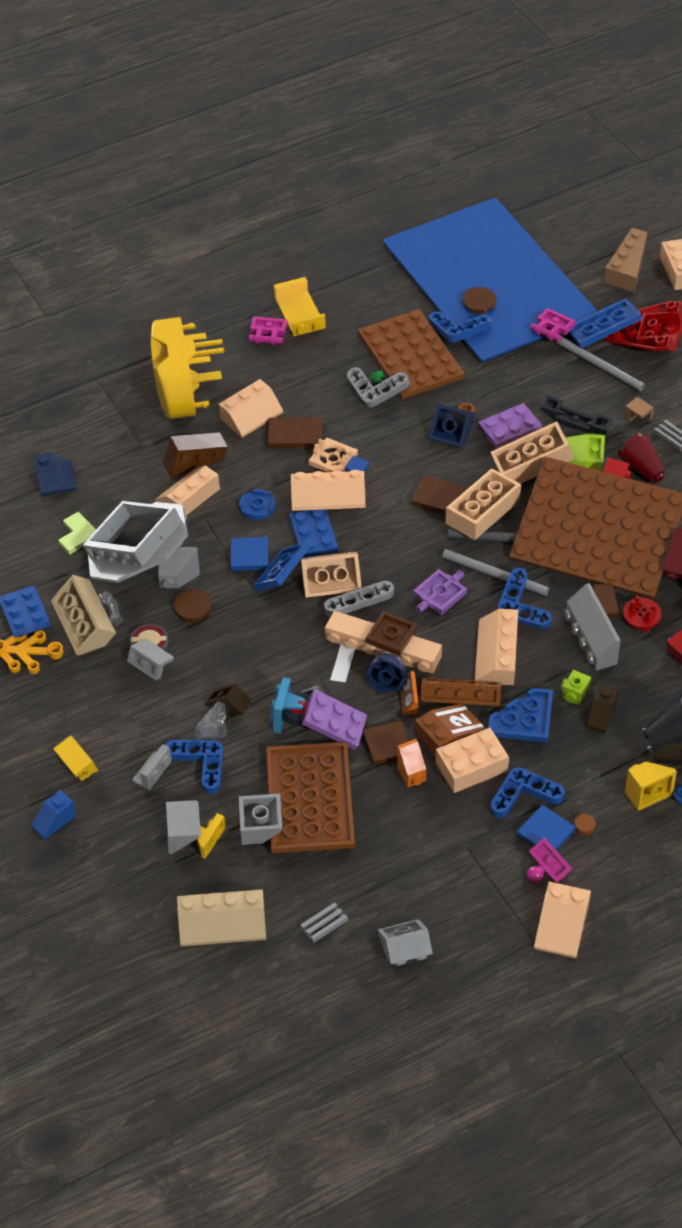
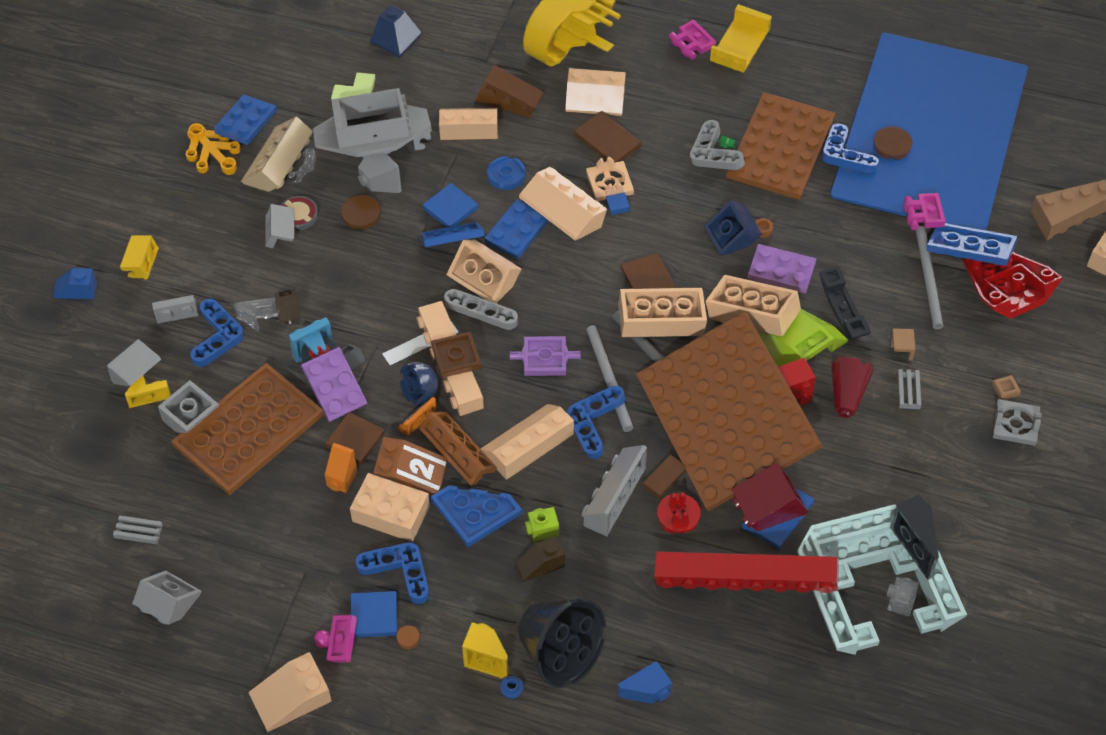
camera: 45 degrees right, 5 degrees up
(221, 918) = (77, 460): tan slope -> none

